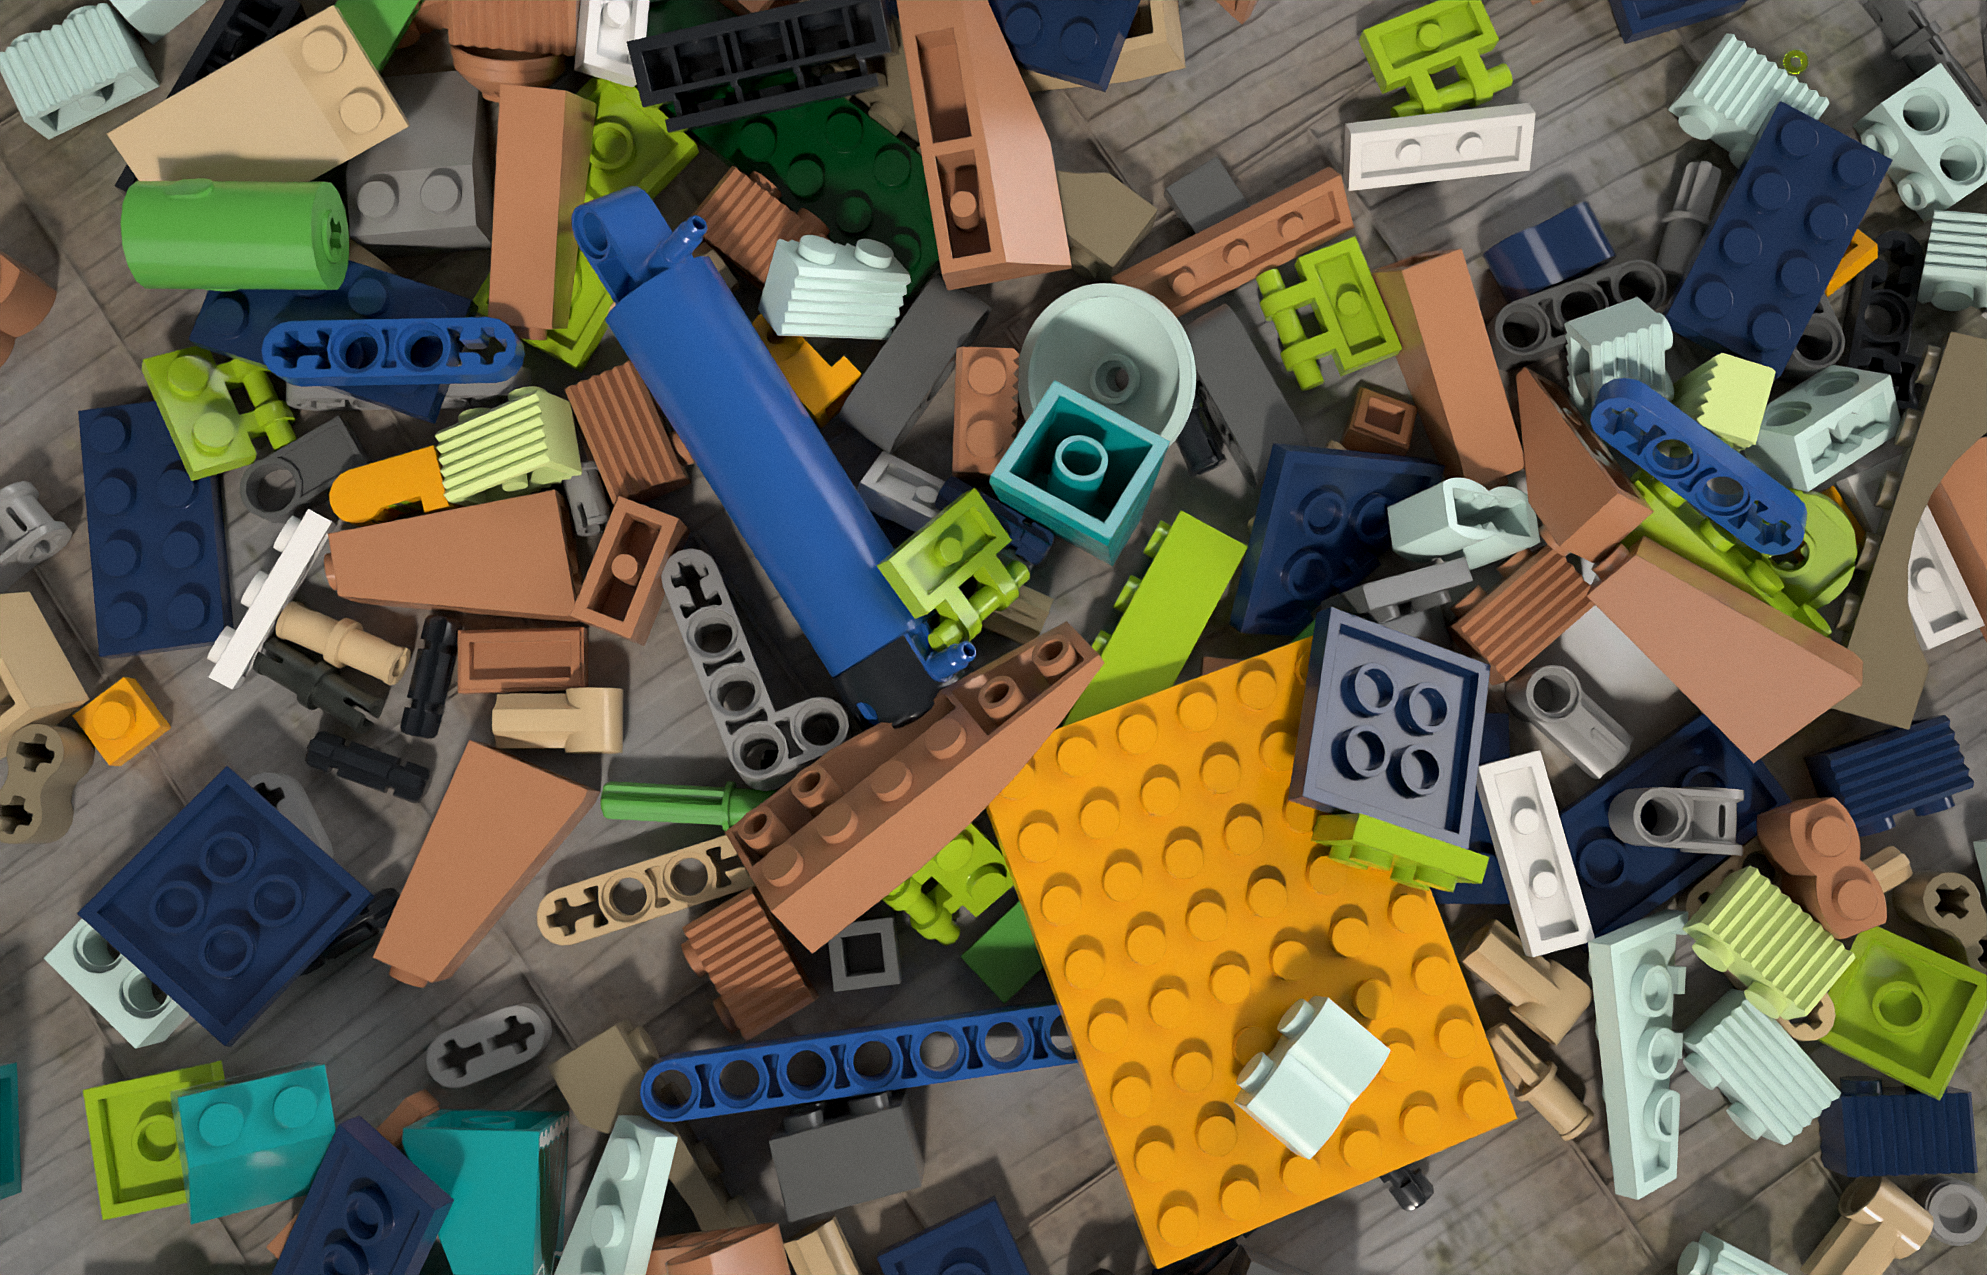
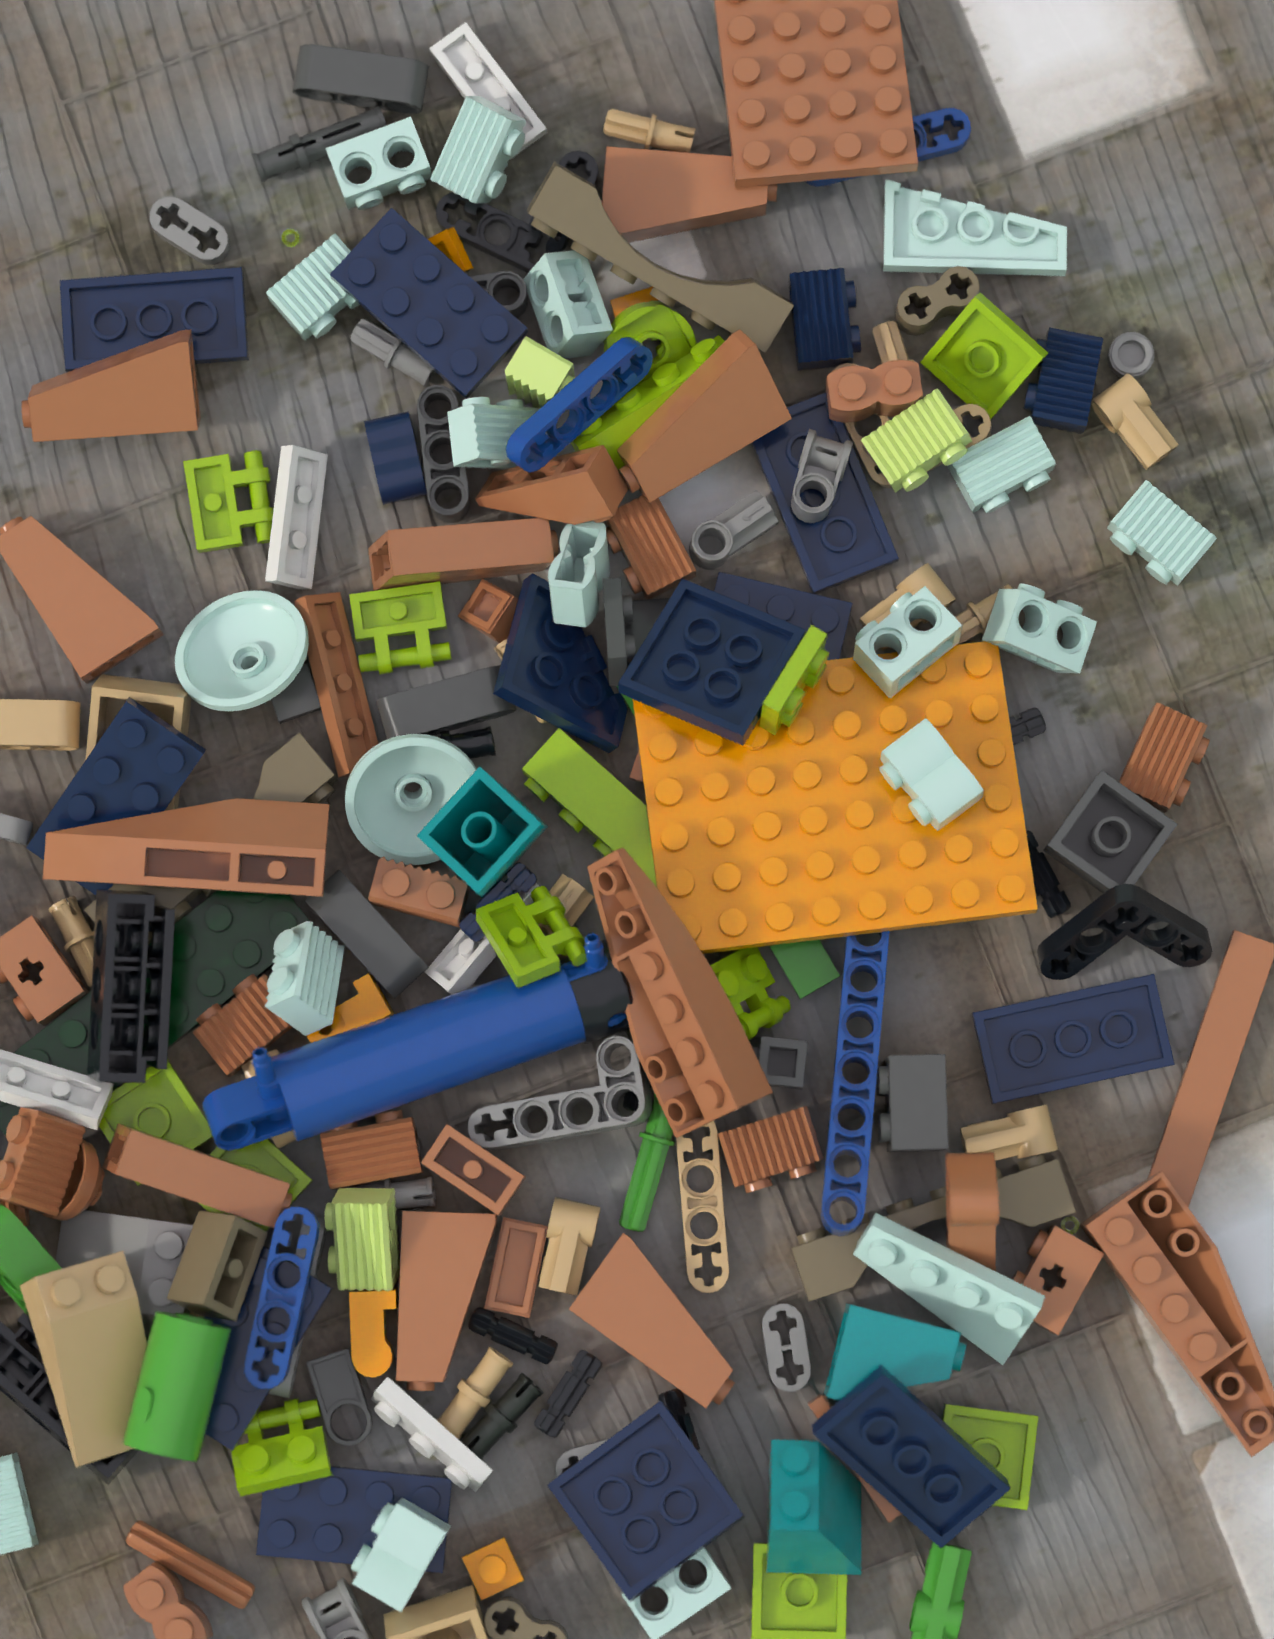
camera: 70 degrees left, 0 degrees up
(52, 331) = (190, 1564): none -> nougat axle
(96, 590) = (400, 1553): none -> light aqua brick
(418, 258) = (217, 1265): none -> dark tan brick
(1245, 113) = (241, 650): none -> light aqua dish
(1484, 1005) = (915, 648): none -> light aqua brick
(1533, 854) = (819, 583): white plate -> none
(1543, 1193) = (1038, 636): none -> light aqua brick
(1639, 1051) = (969, 543): light aqua wing -> none
(1936, 590) = (692, 254): white plate -> none

